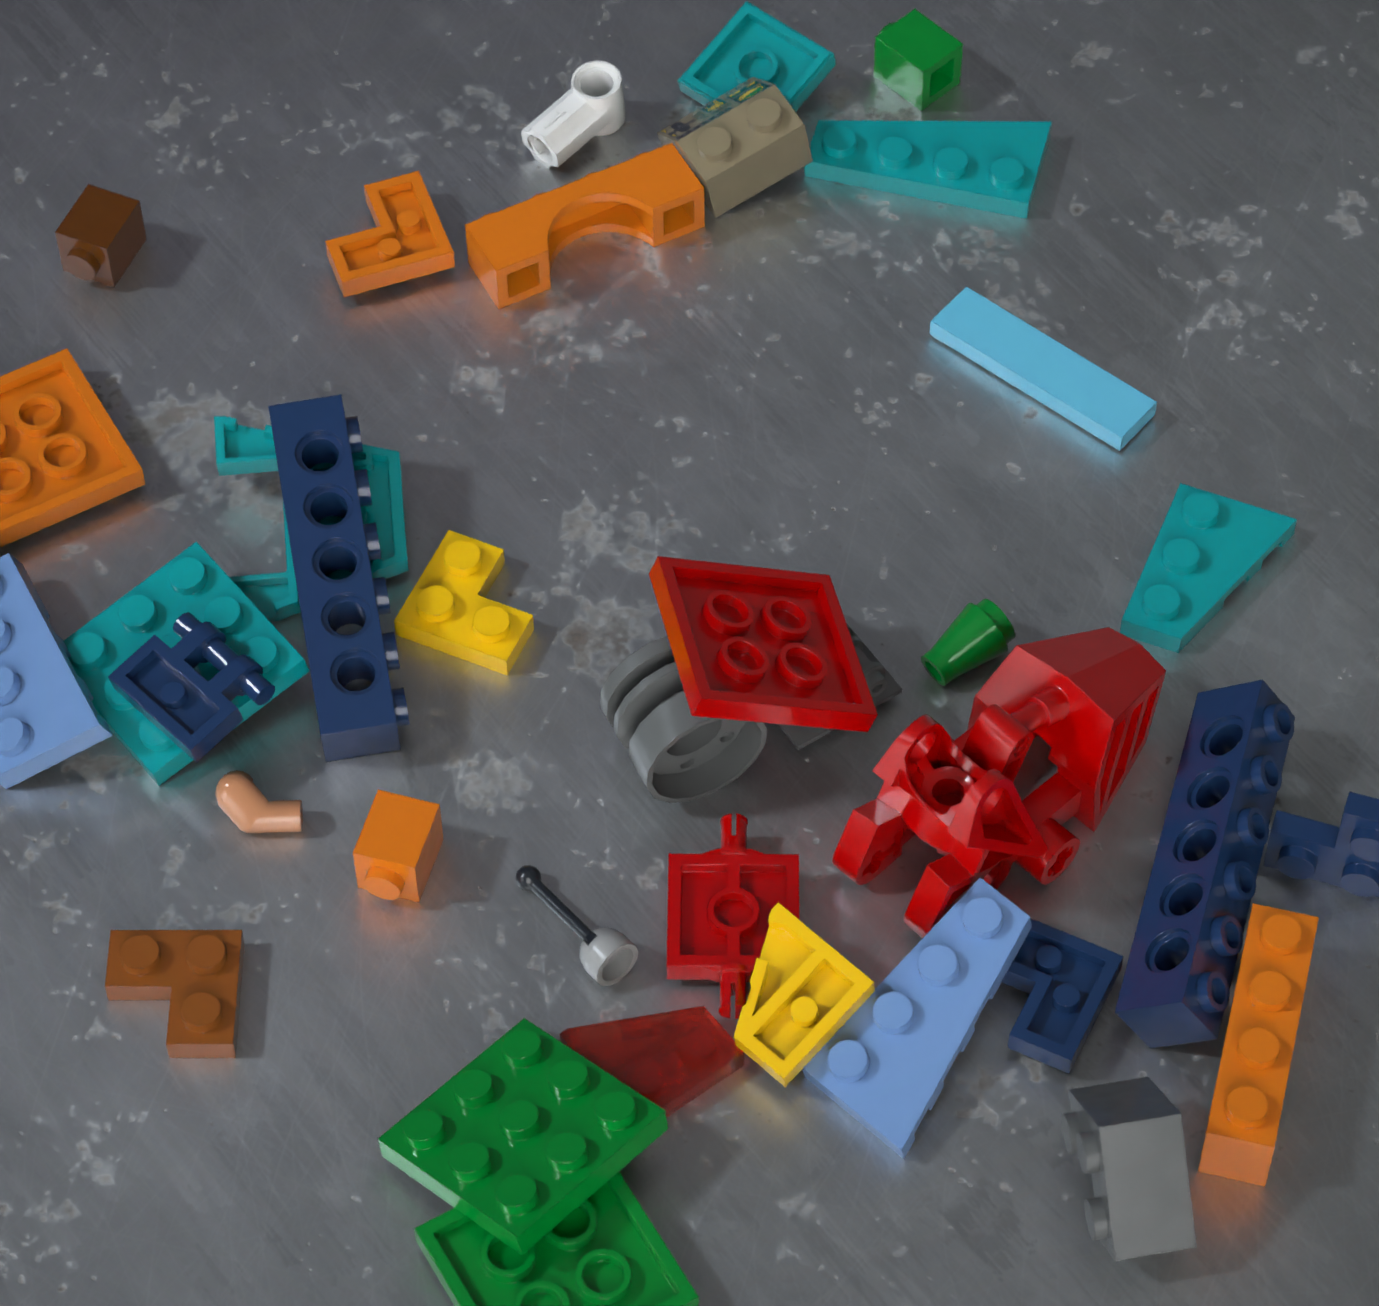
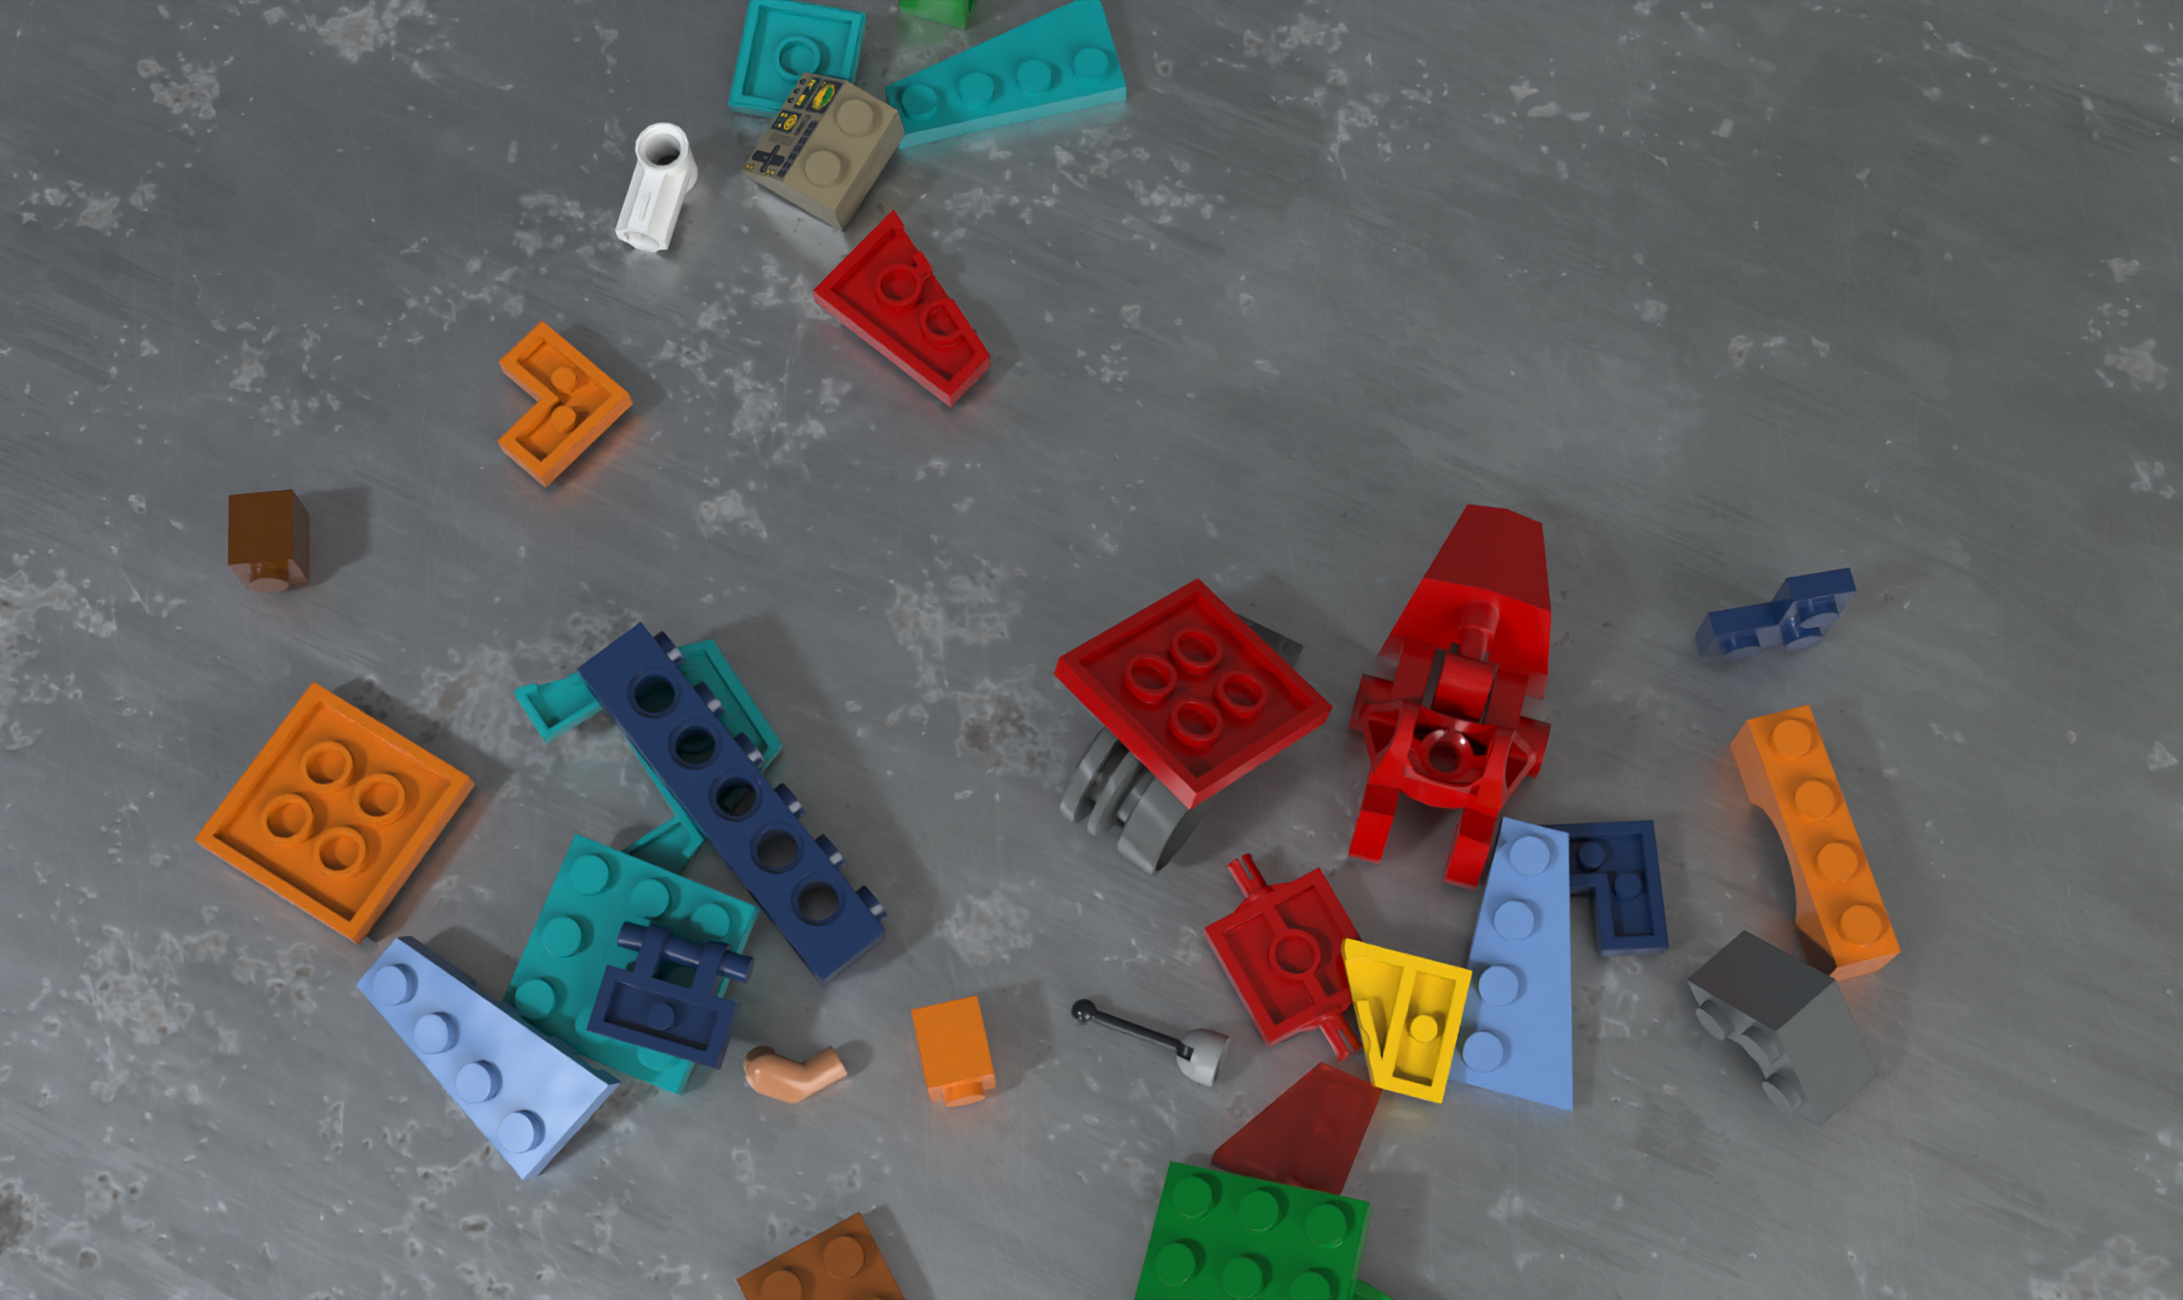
camera: 30 degrees left, 15 degrees up
(451, 610) = (849, 776): yellow plate -> none
(642, 197) = (776, 245): orange arch -> none
(723, 291) = (901, 310): none -> red wing
(971, 640) = (1337, 568): green cone -> none
(1043, 368) = (1233, 251): medium azure tile -> none
(1197, 563) = (1481, 387): teal wing -> none
(1206, 866) = (1610, 552): dark blue brick -> none

